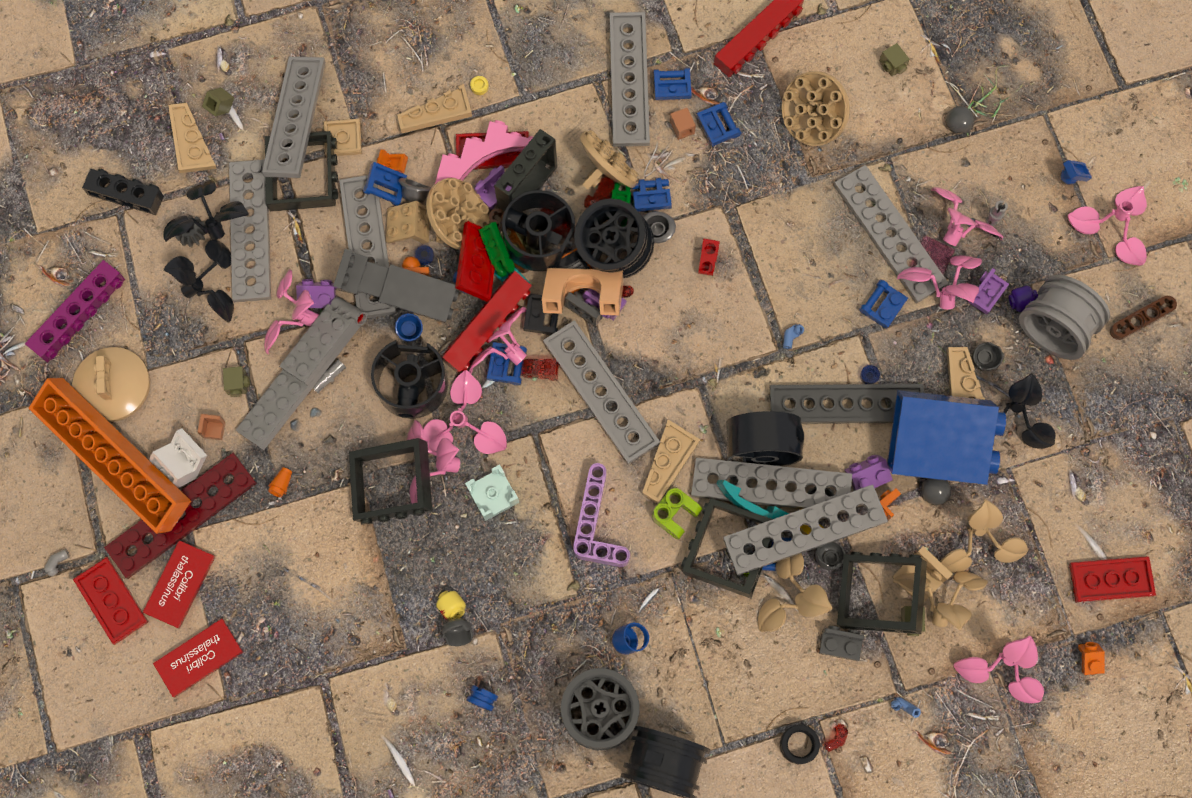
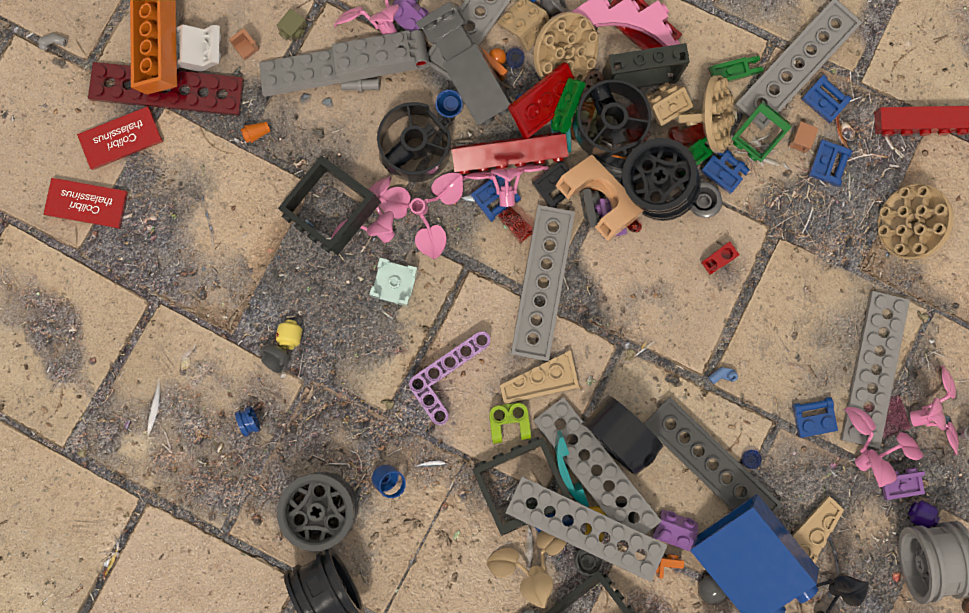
camera: 35 degrees right, 10 degrees up
(110, 600) = (64, 104): red tile -> none
(486, 189) = (607, 47): medium lavender bracket -> none
(567, 182) = (668, 102): none -> tan bracket
(590, 120) = (736, 69): none -> green hinge
(645, 126) = (776, 118): none -> green window
(987, 356) = (851, 531): dark grey hair -> none

